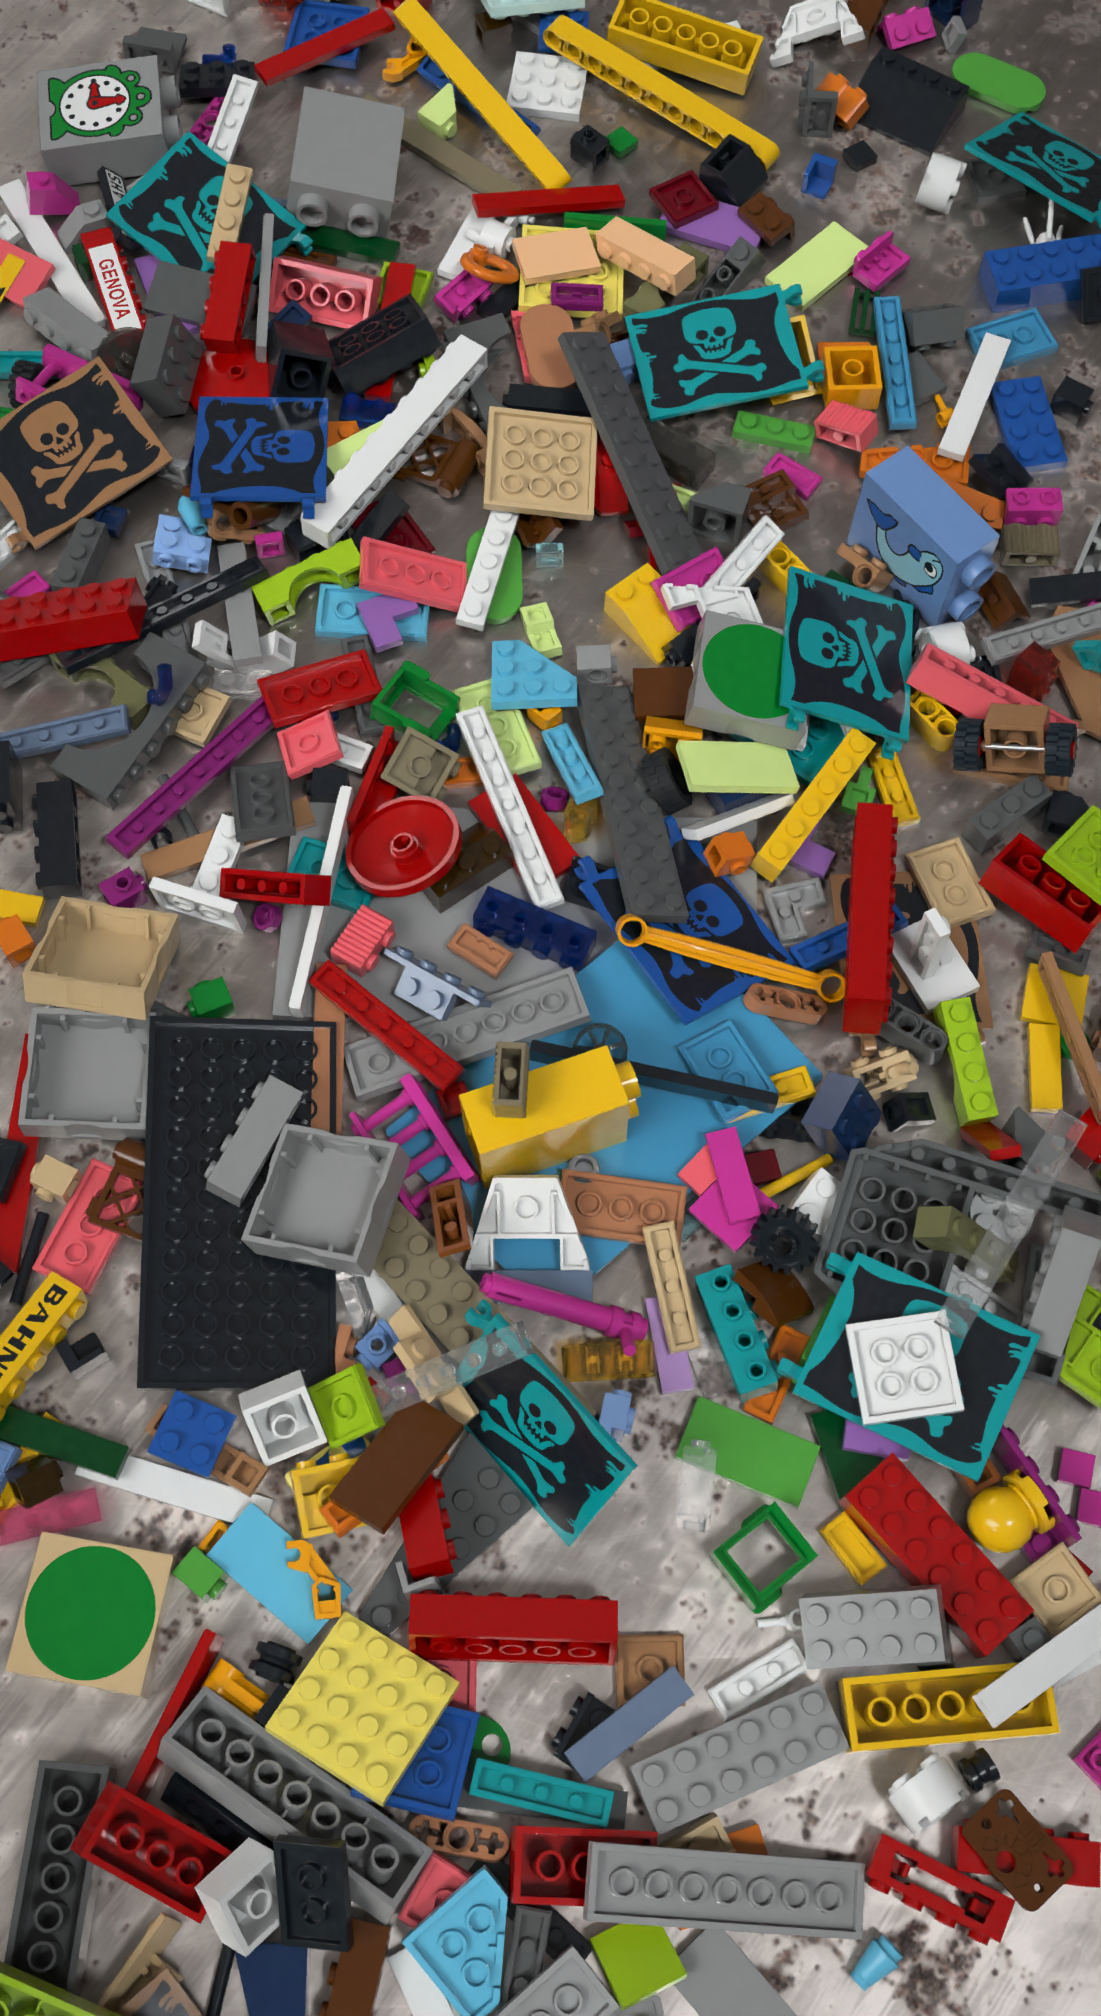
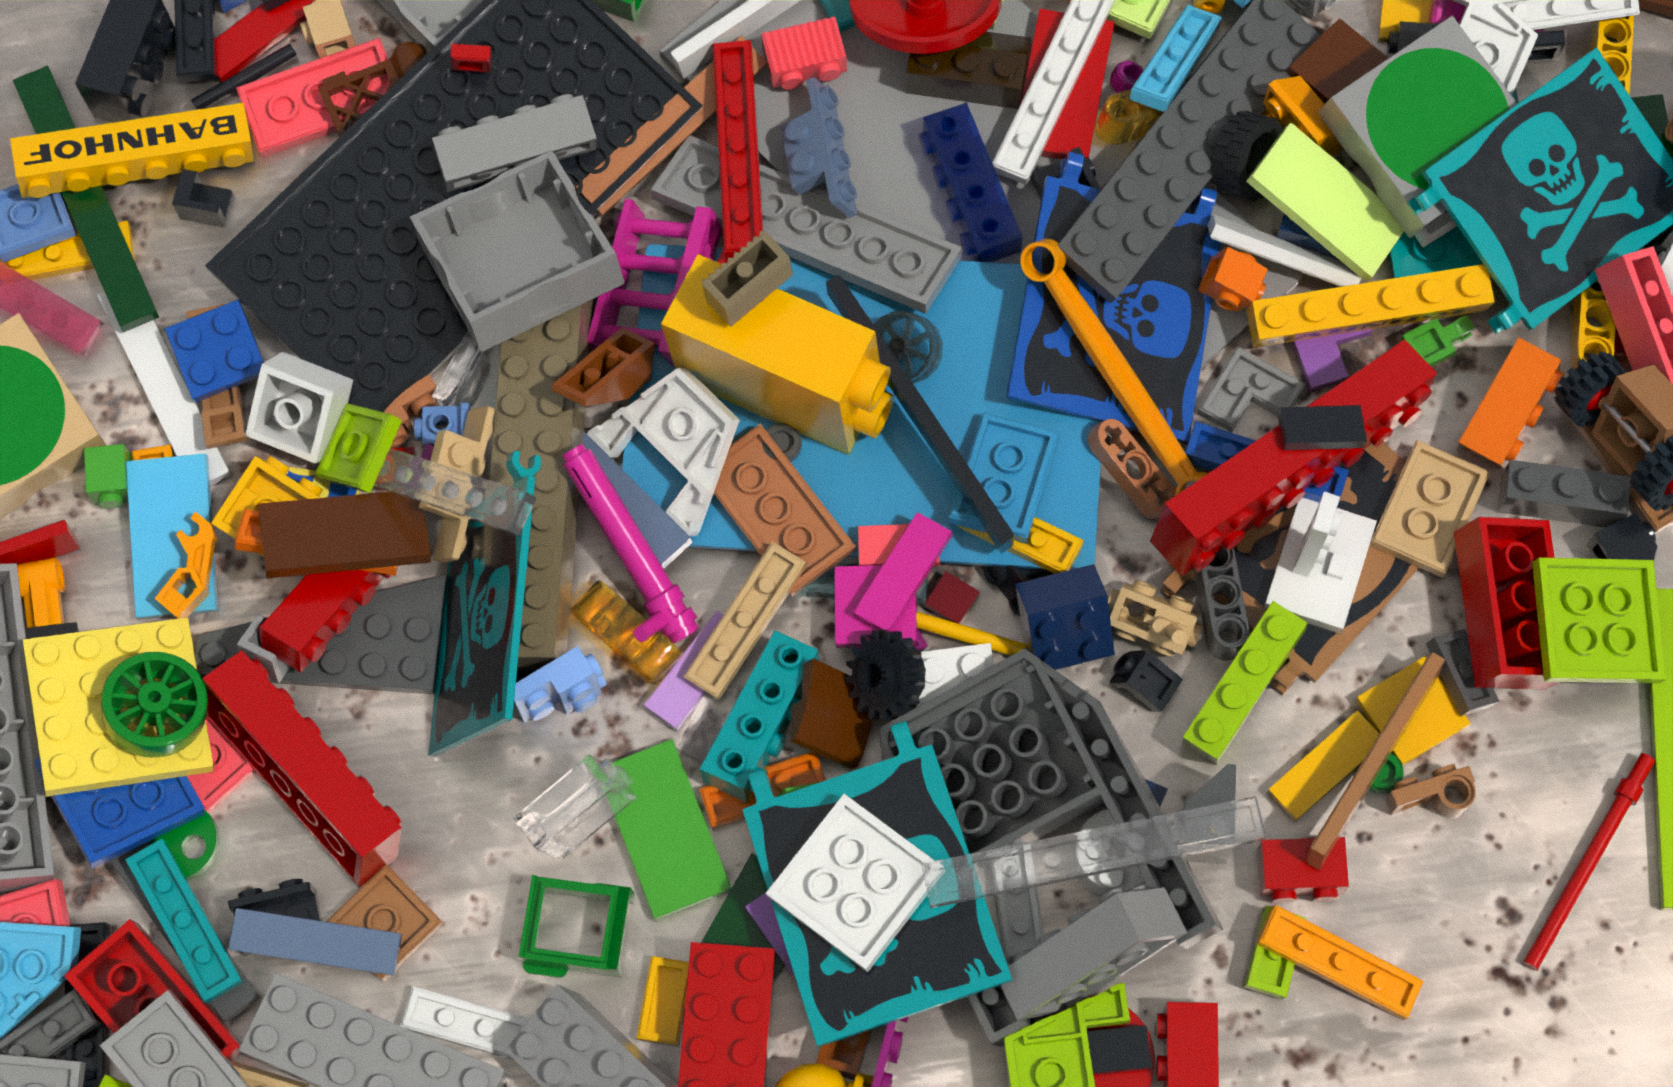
camera: 50 degrees right, 5 degrees up
(35, 1481) = (58, 268): dark brown brick -> none
(178, 1113) = (471, 57): none -> red tile
(275, 1662) = (92, 603): black wheel -> none
(393, 1679) = (154, 703): none -> green wheel
(480, 951) = (901, 159): nougat plate -> none
(486, 1834) = (66, 875): nougat beam -> none
(781, 1621) = (535, 995): white hand -> none
(876, 883) = (1322, 427): none -> black tile
(893, 787) = (1478, 369): yellow tile -> none
(934, 789) = (1512, 403): none -> orange wedge
(953, 1232) = (1035, 817): olive arch -> none
(991, 1141) = (1179, 774): red tile -> none

